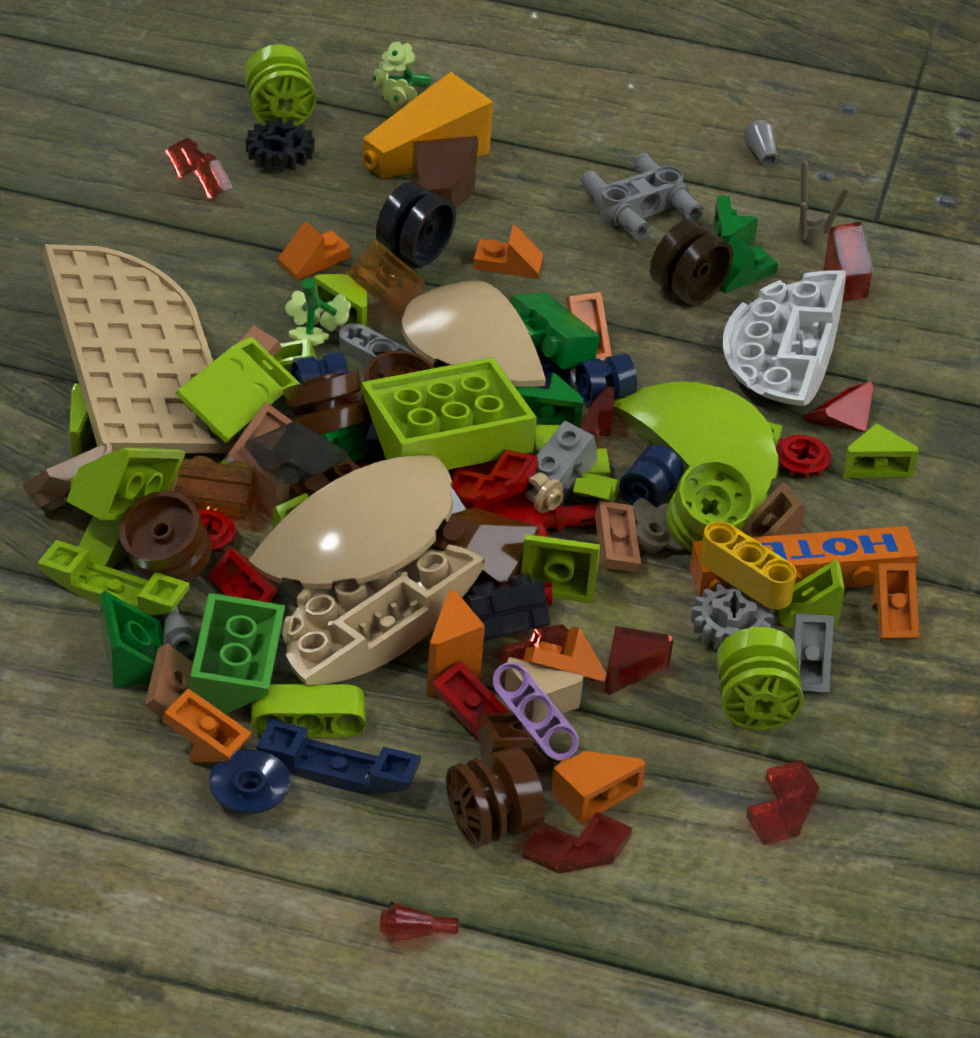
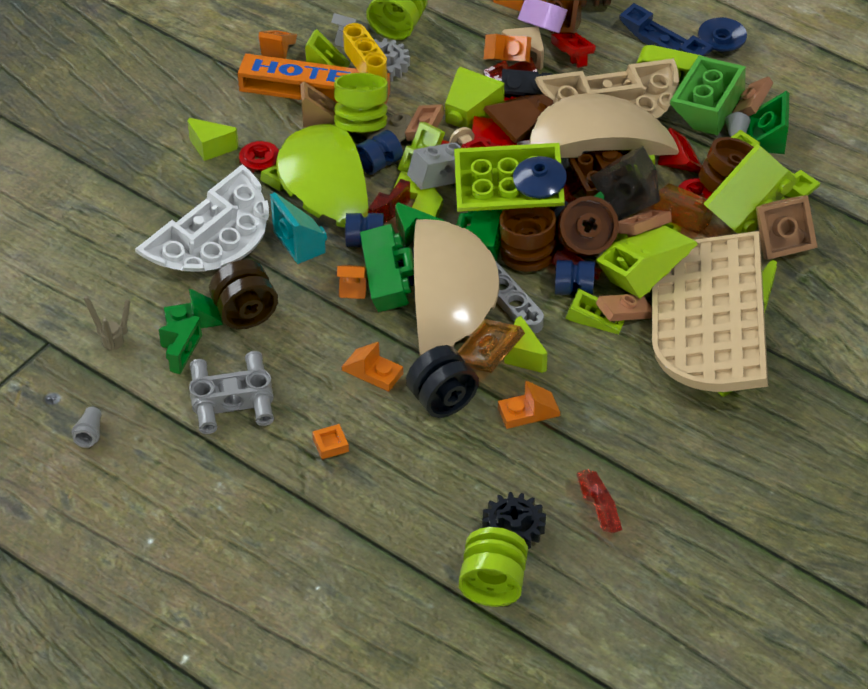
camera: 155 degrees left, 5 degrees up
(209, 729) = (741, 53): orange slope -> none
(306, 309) = (562, 328): yellowish green plant -> none
(398, 88) = (376, 551): yellowish green plant -> none
(406, 400) = (539, 177): none -> dark blue dish
(441, 112) = (379, 491): light orange slope -> none
(446, 167) = (390, 437): reddish brown slope -> none
(455, 638) = (575, 54): orange slope -> none
(508, 177) = (330, 441): none -> orange plate
(636, 656) = (459, 50): clear red slope -> none
(687, 349) = (296, 230): none -> teal slope
(846, 409) = (196, 186): slope -> none
(849, 252) = (119, 279): slope -> none

